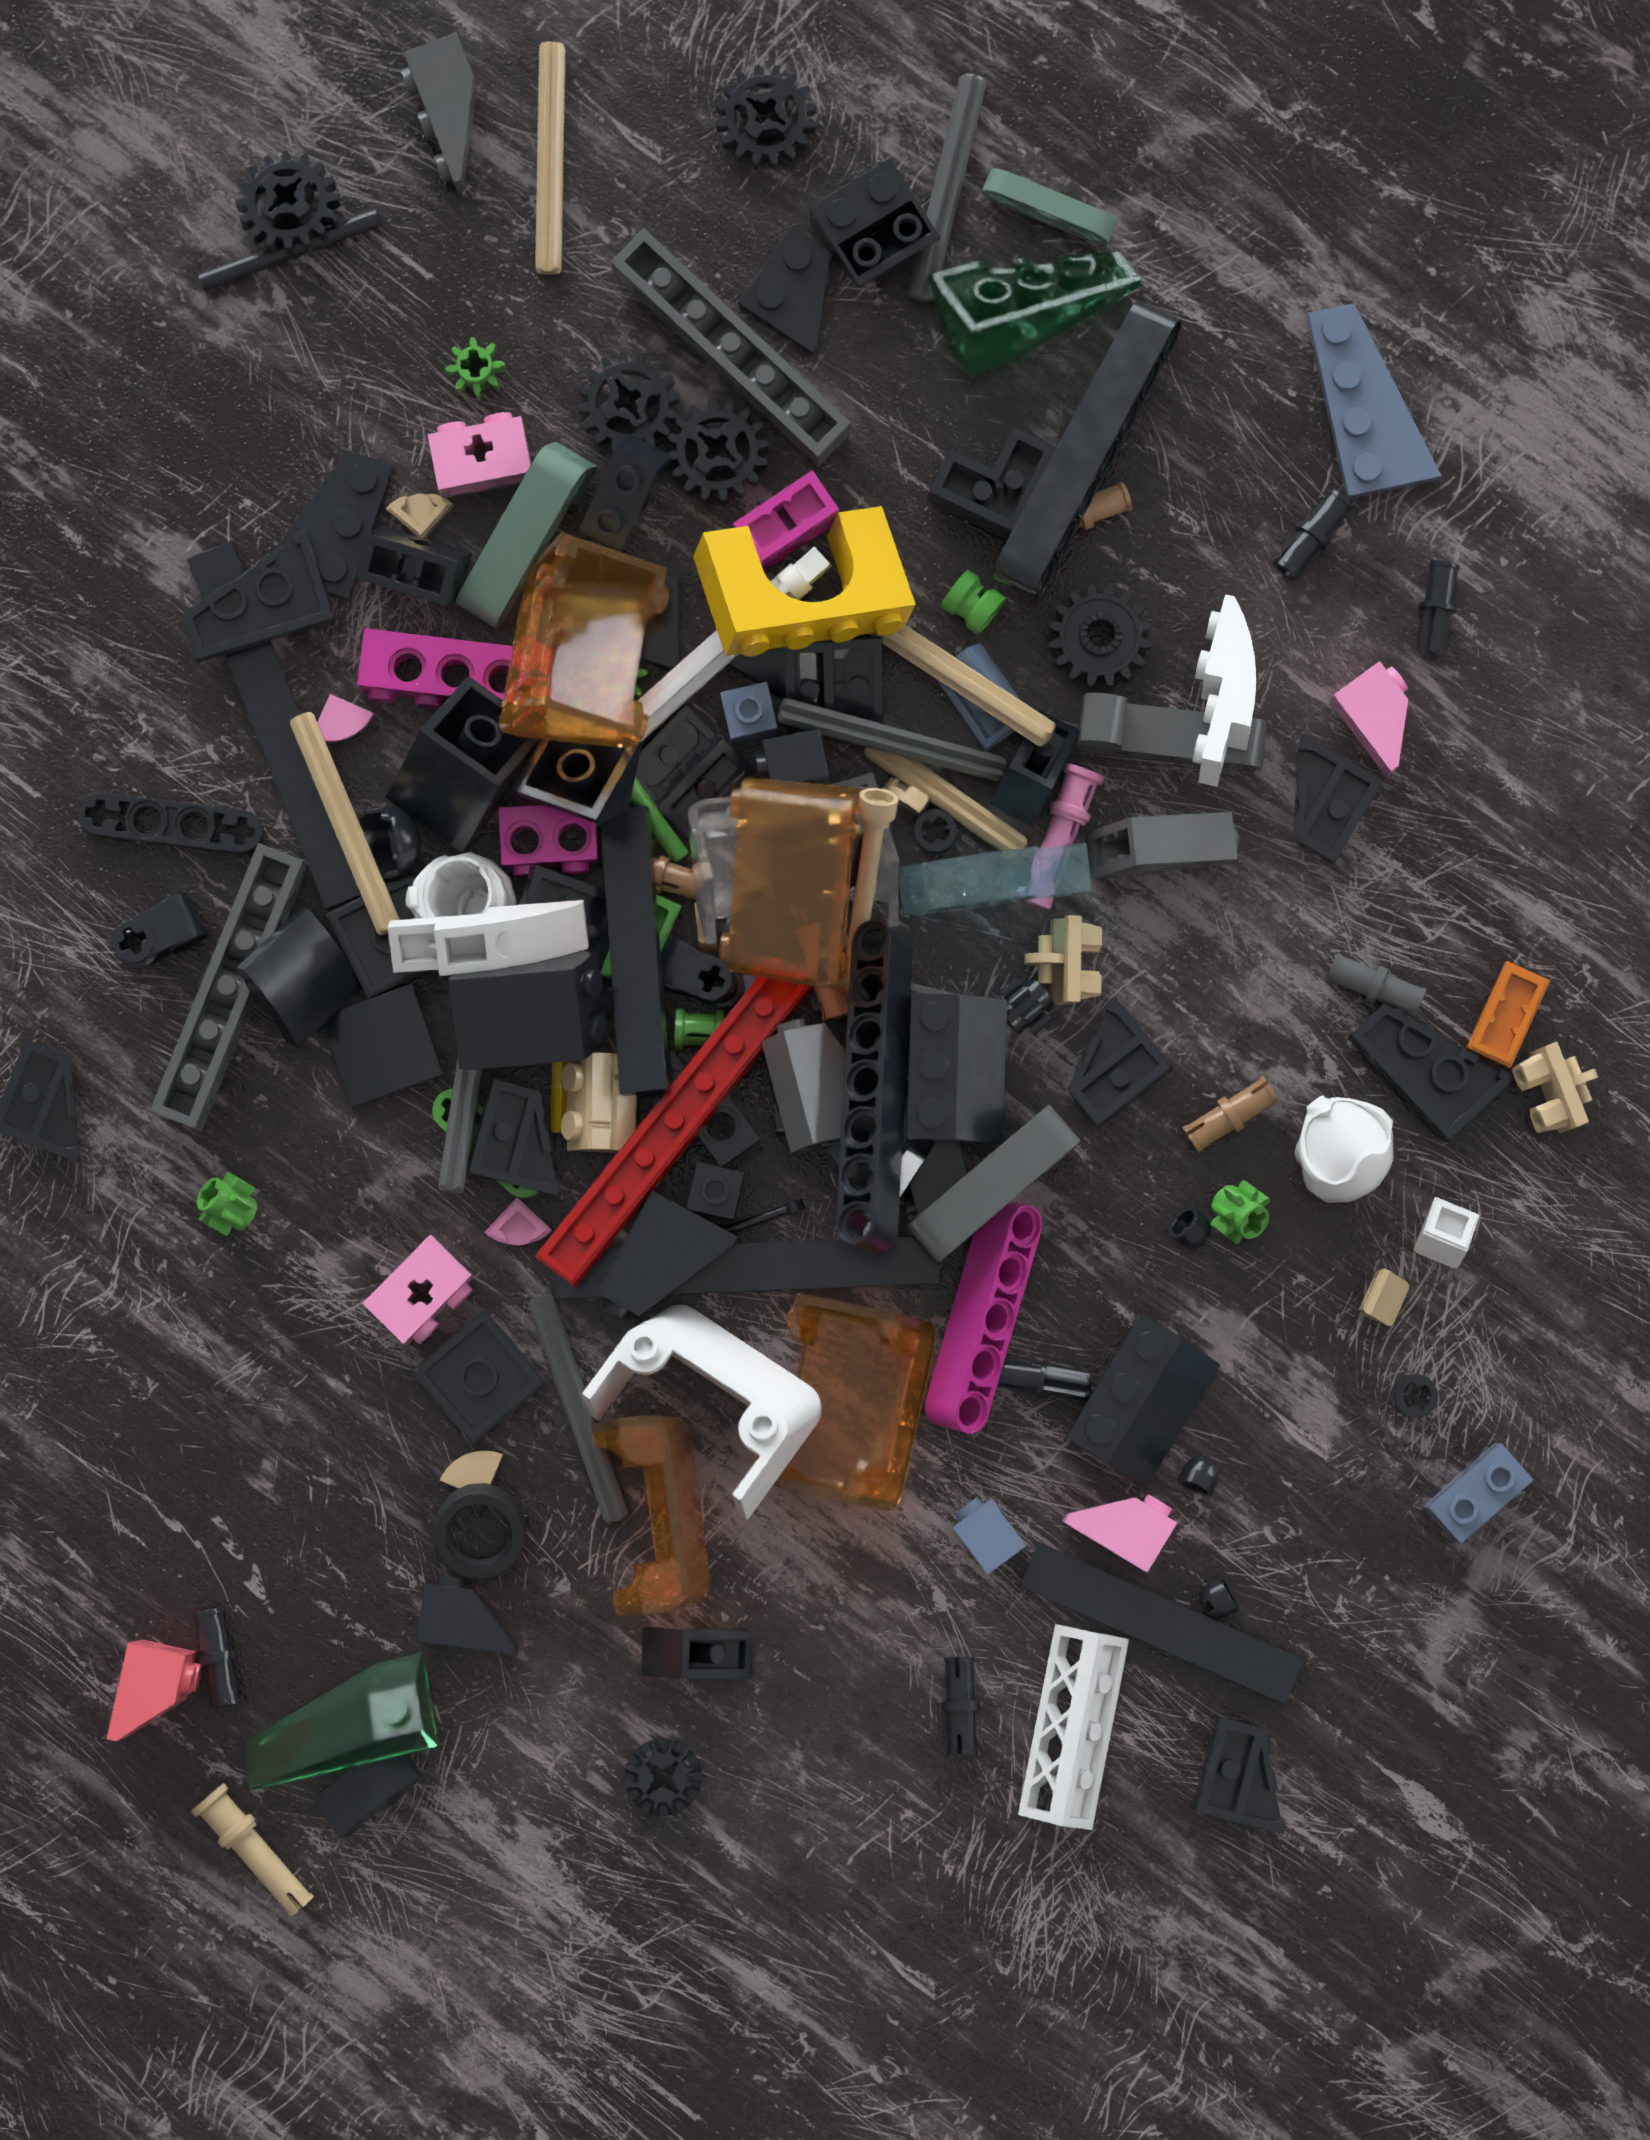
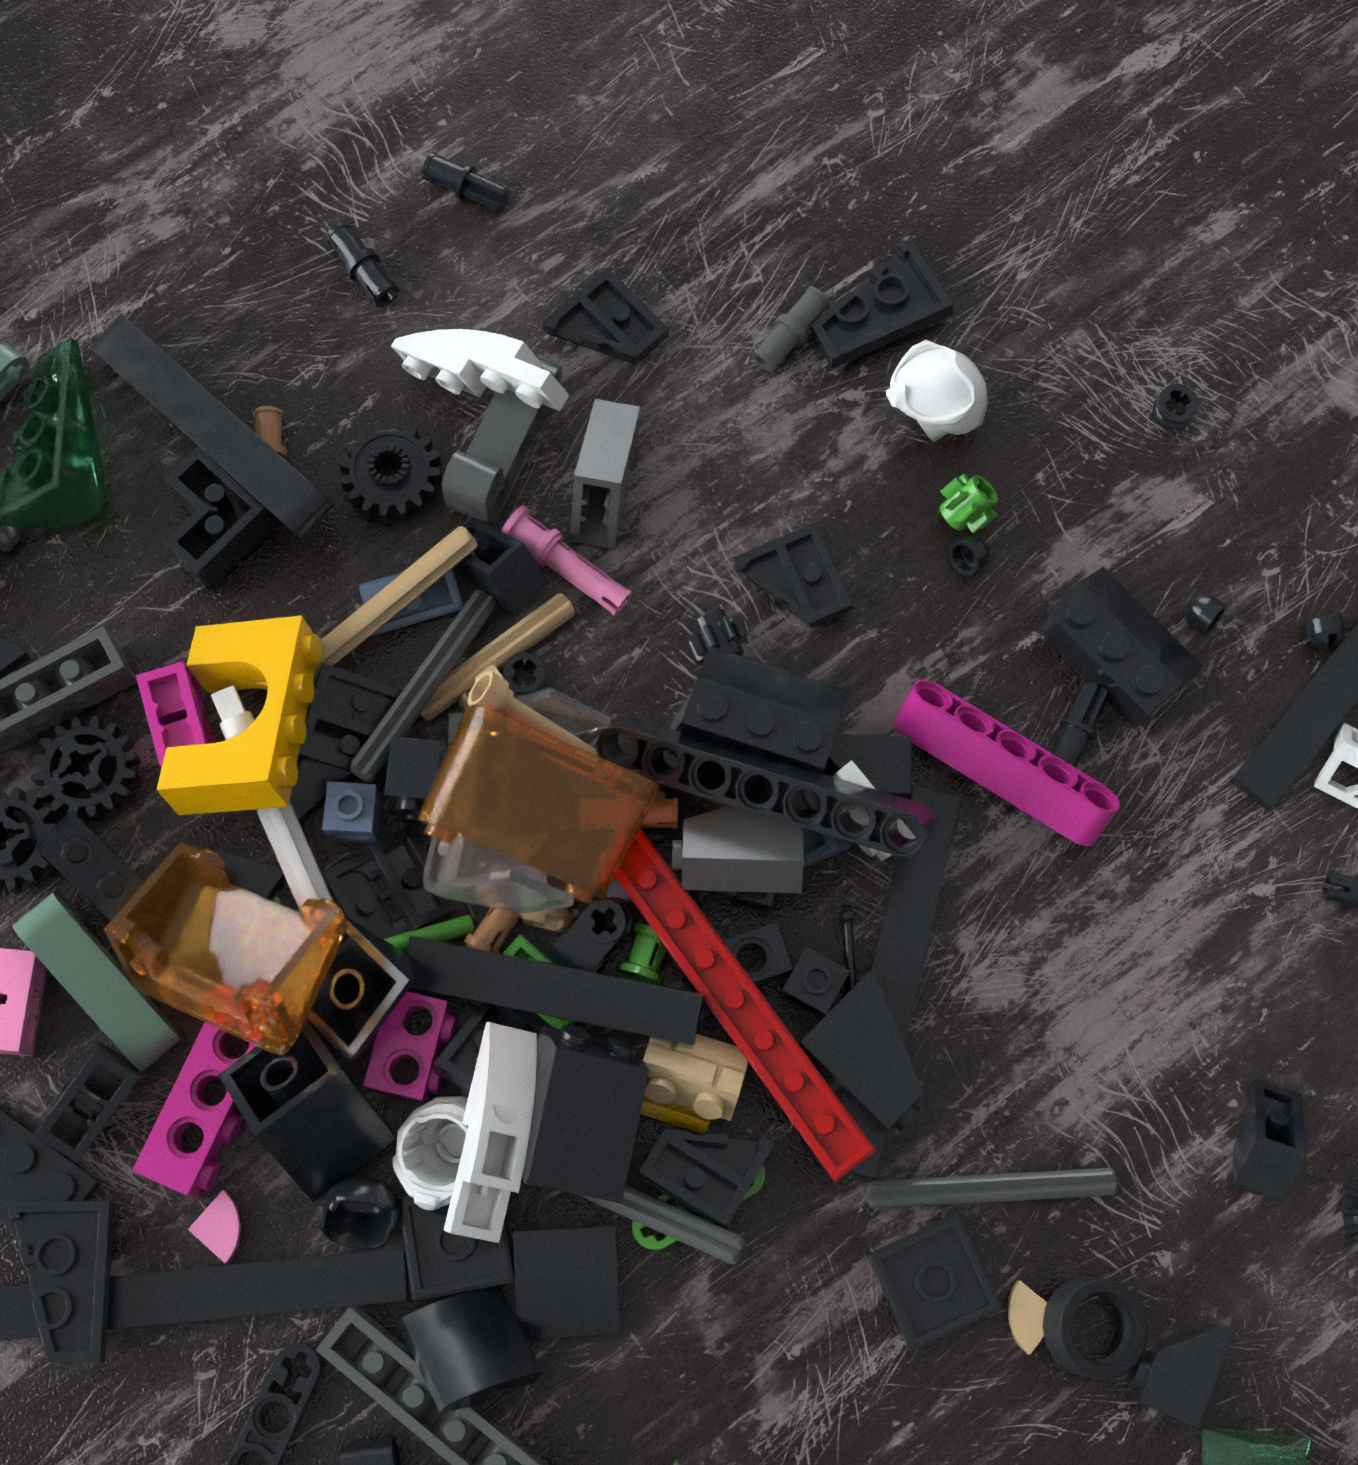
camera: 80 degrees left, 10 degrees down
(344, 821) = (324, 1252): tan axle -> none
(393, 1298) = (832, 1348): bright pink brick -> none
(420, 512) = (37, 1082): tan tile -> none
(518, 1226) = (790, 1195): bright pink tile -> none
(681, 1566) = (1199, 1145): clear orange windscreen -> none
(779, 1403) = (953, 1051): white windscreen -> none
(871, 1393) = (1059, 919): clear orange windscreen -> none
(973, 602) = (318, 575): bright green wheel -> none
(987, 1534) = (1217, 821): sand blue brick -> none
(994, 878) = (591, 617): clear light blue slope -> none
(994, 1183) = (866, 667): dark grey beam -> none
(1060, 960) = (684, 590): tan hips -> none
(1127, 1528) = (1240, 690): bright pink slope -> none
(1231, 1114) = (873, 487): medium nougat pin -> none
(1367, 416) = (265, 191): sand blue wing -> none
(1376, 713) = (547, 257): bright pink slope -> none
(1384, 1297) = (1076, 409): tan slope -> none
(1446, 1233) = (1033, 338): white slope -> none
(1477, 1493) = (1282, 374): sand blue brick -> none
(1507, 1014) = (851, 229): orange plate -> none
(1562, 1086) = (931, 204): tan hips -> none

